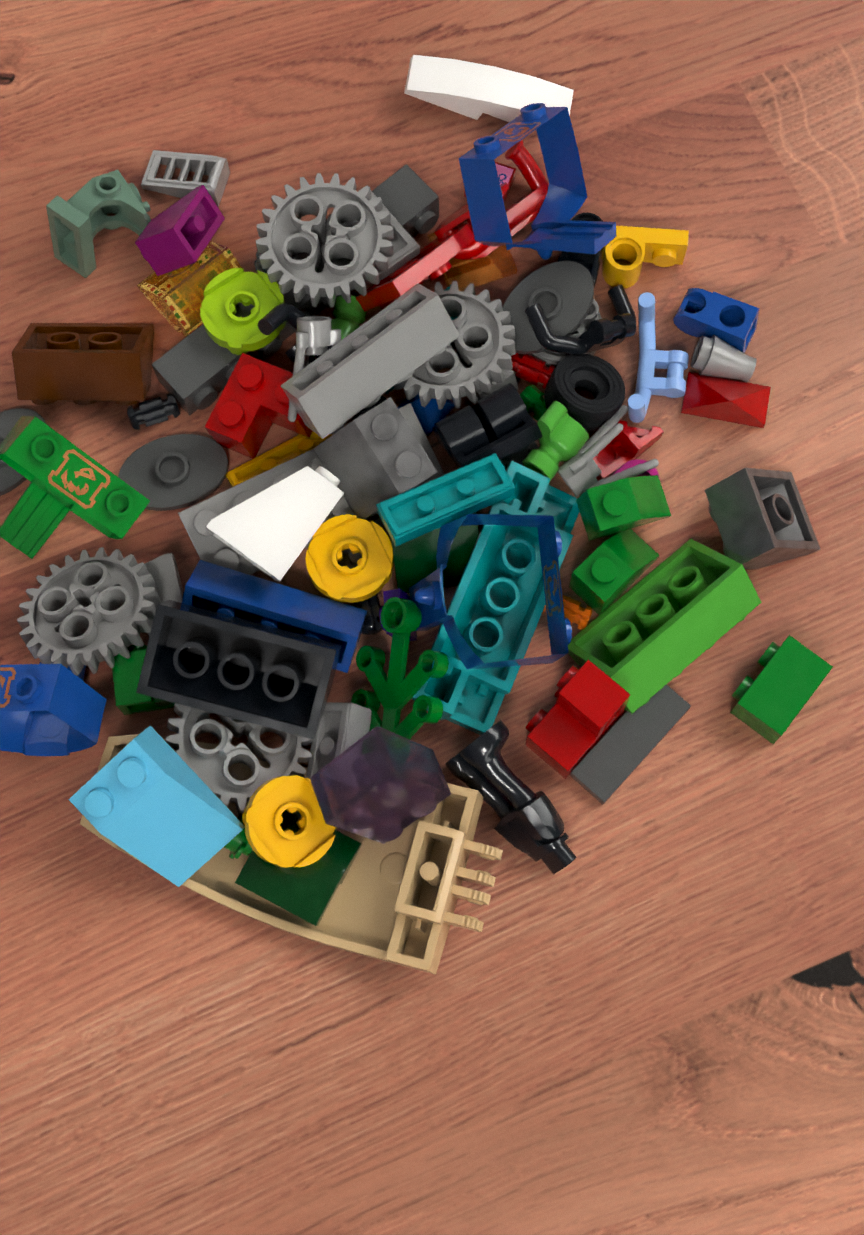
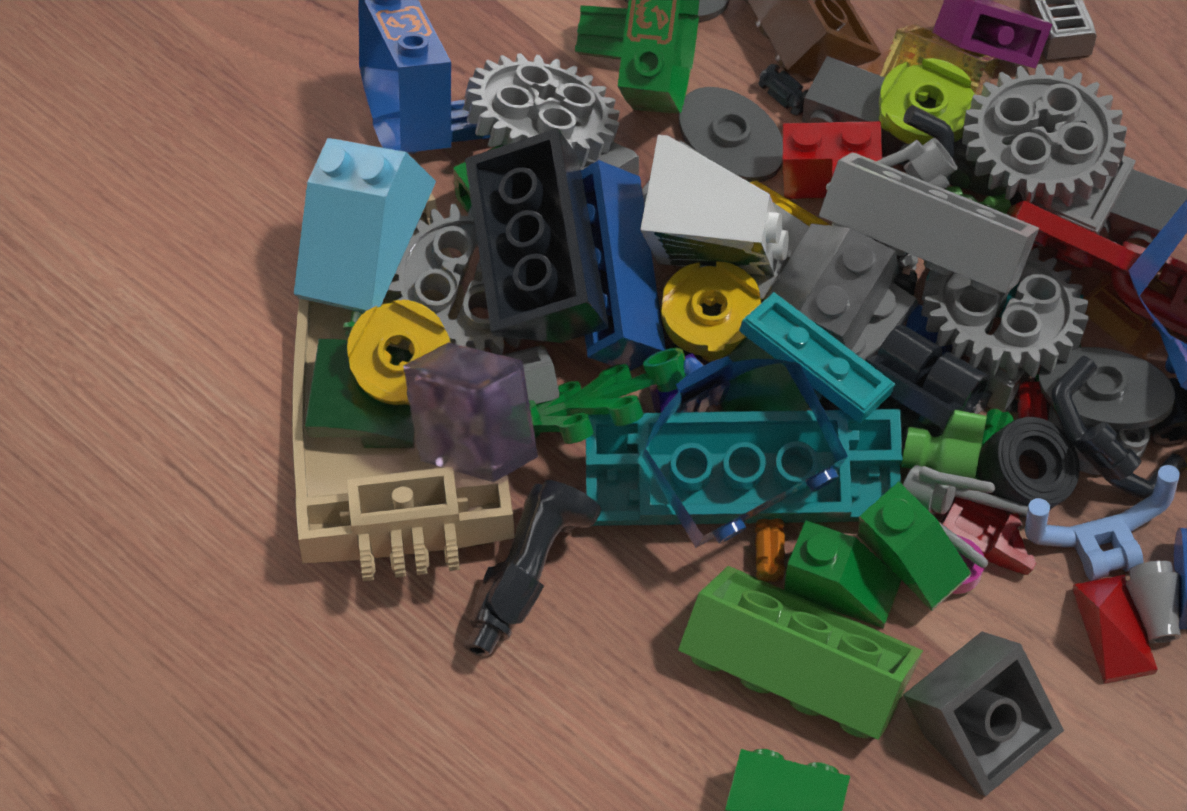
camera: 65 degrees right, 15 degrees down
(582, 715) = (643, 599): red brick -> none
(629, 744) = (650, 672): dark grey tile -> none

